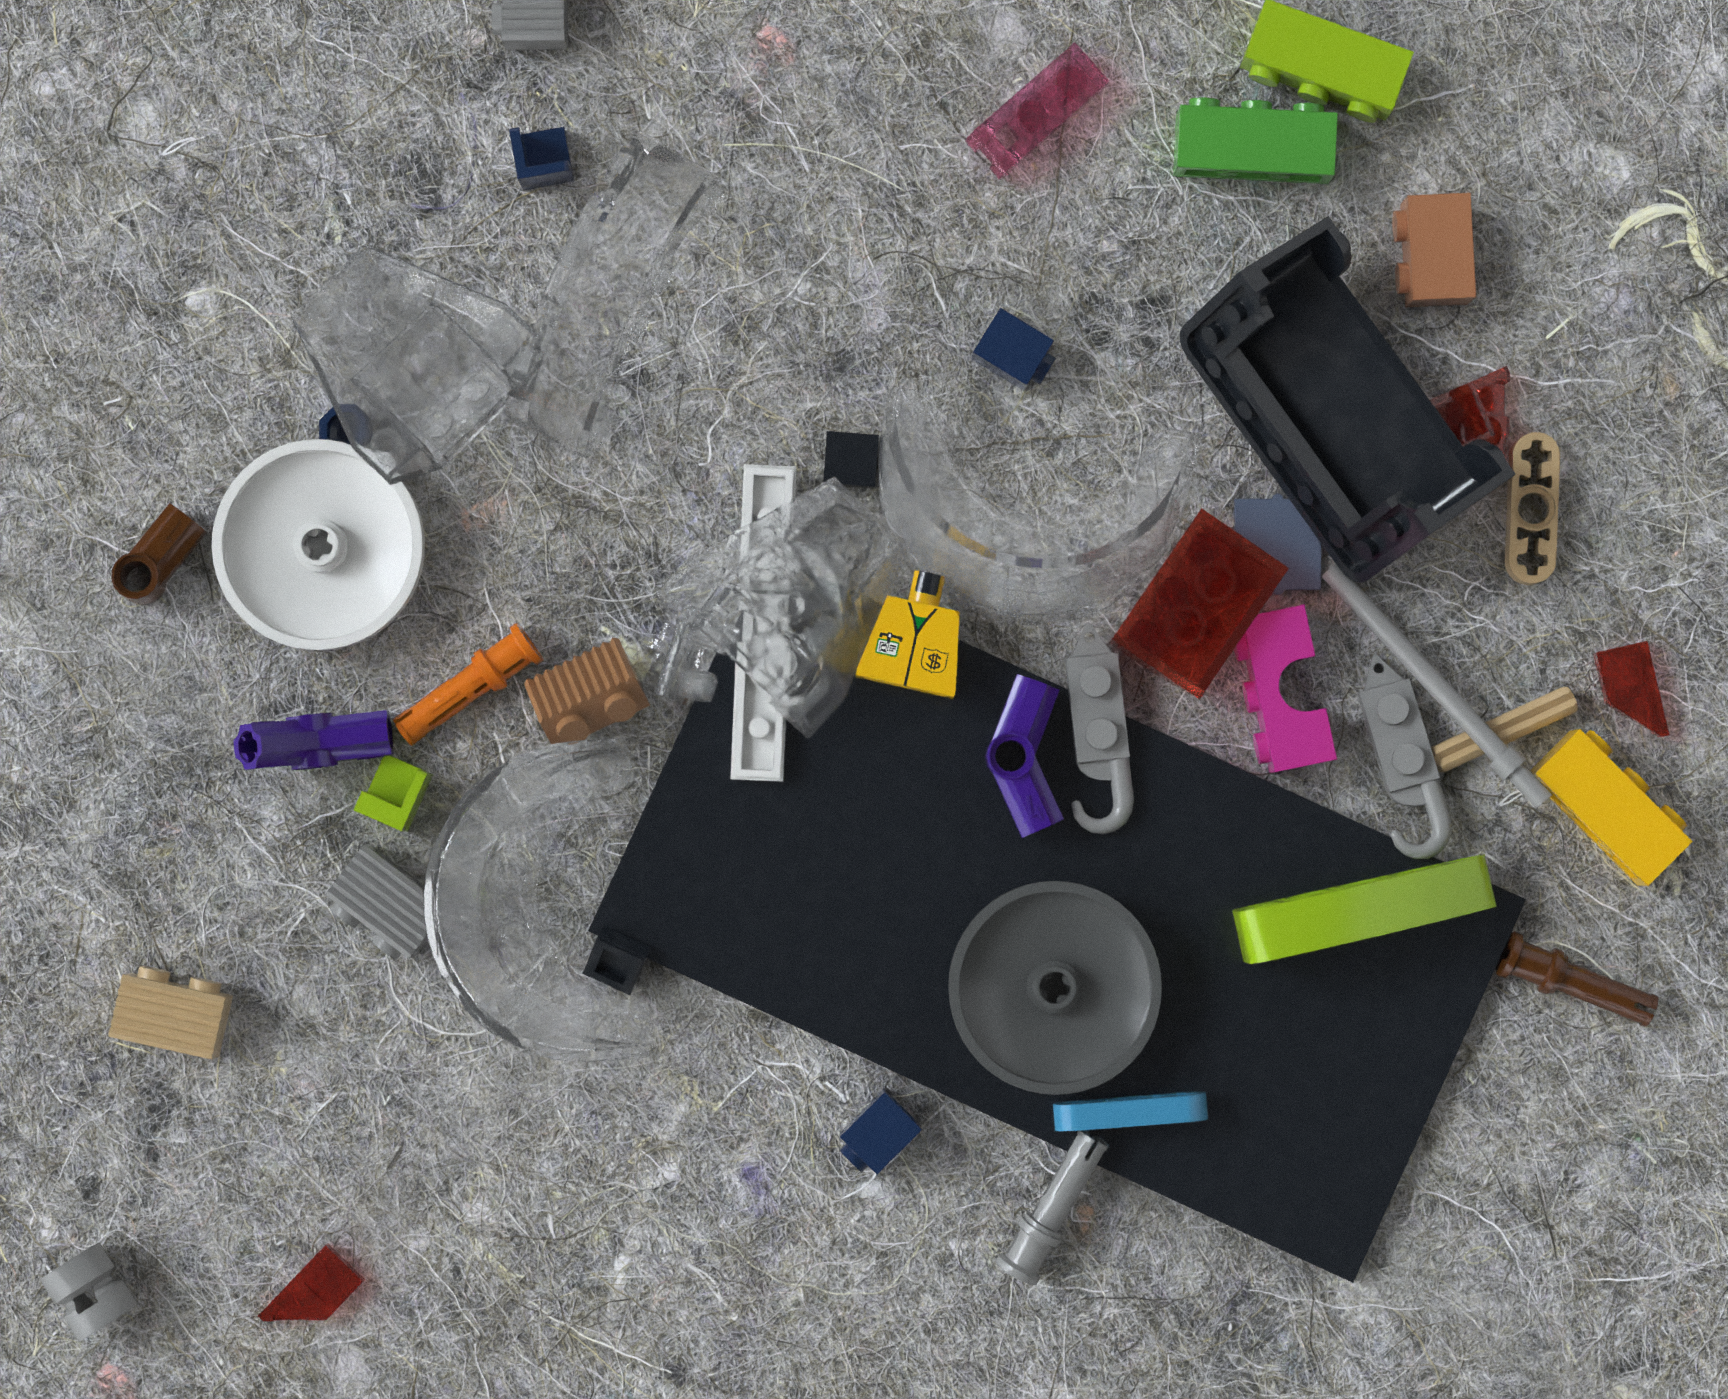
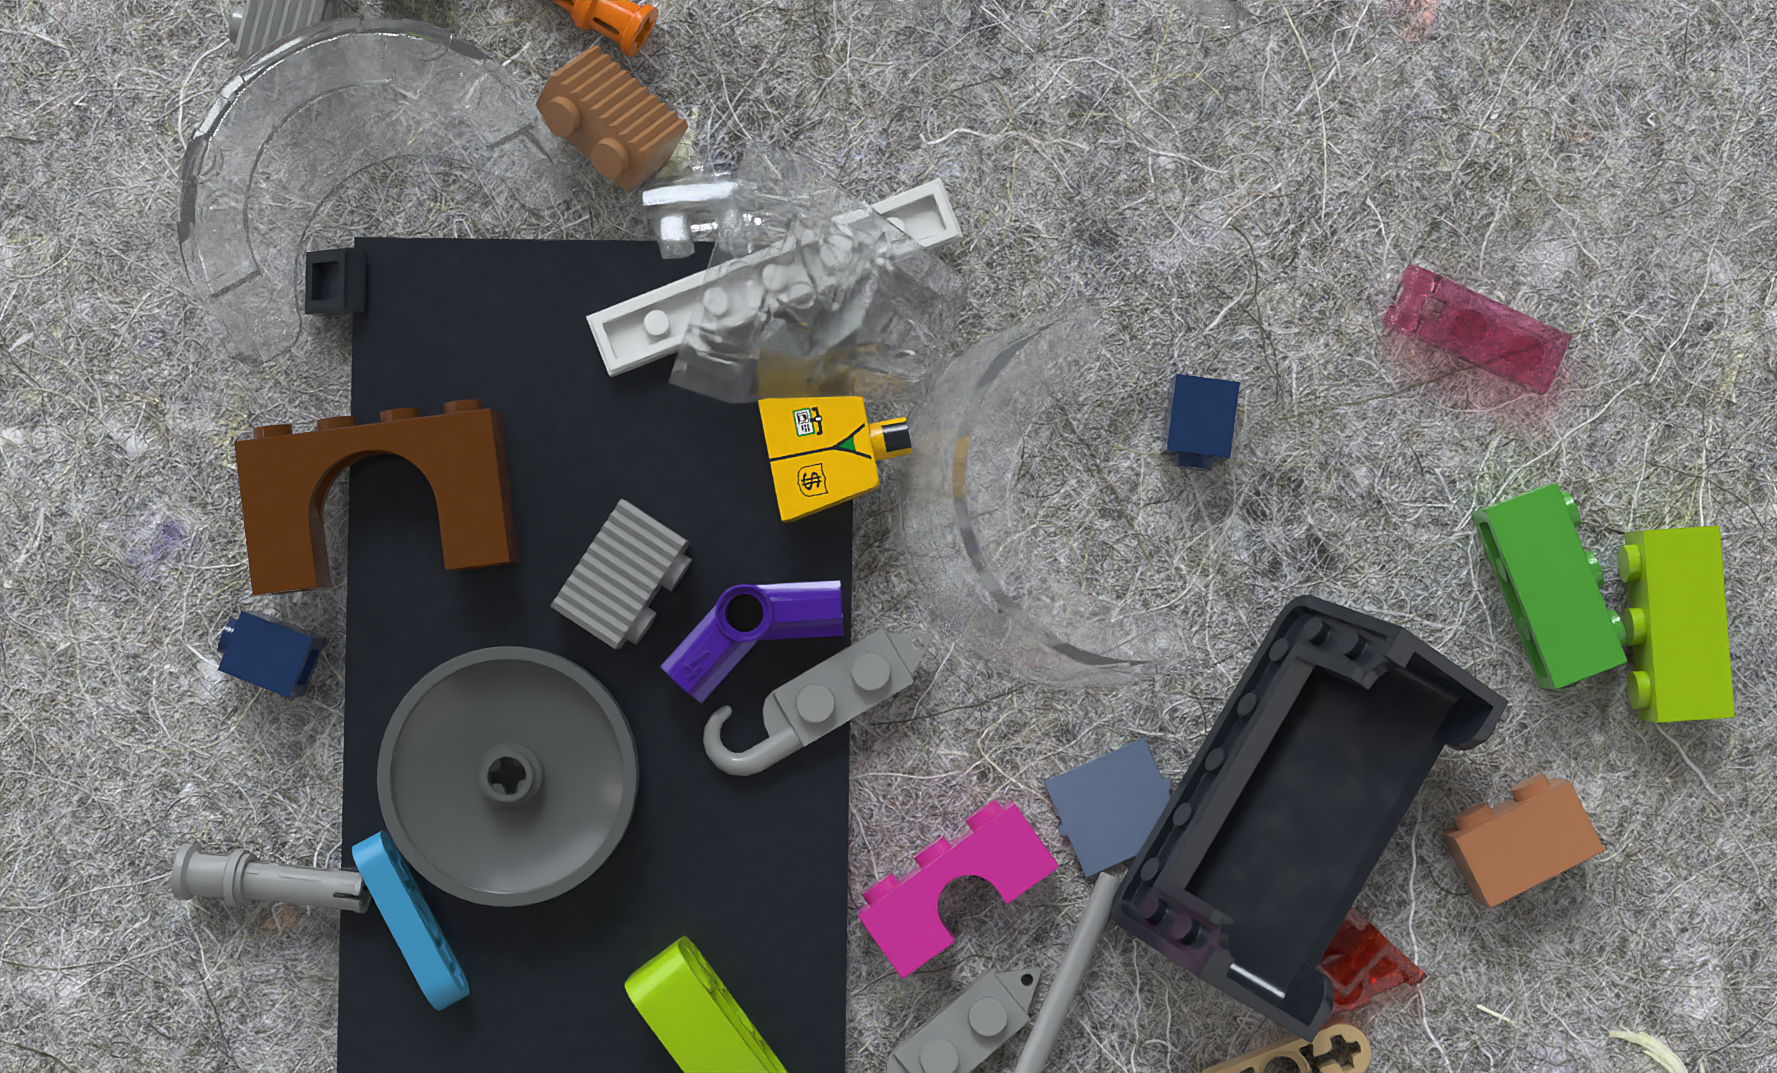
camera: 70 degrees right, 0 degrees up
(751, 1054) = (290, 475): none -> reddish brown arch
(851, 458) = (999, 296): black tile -> none
(940, 835) = (623, 575): none -> light grey brick
(1198, 604) = (1007, 749): clear red slope -> none

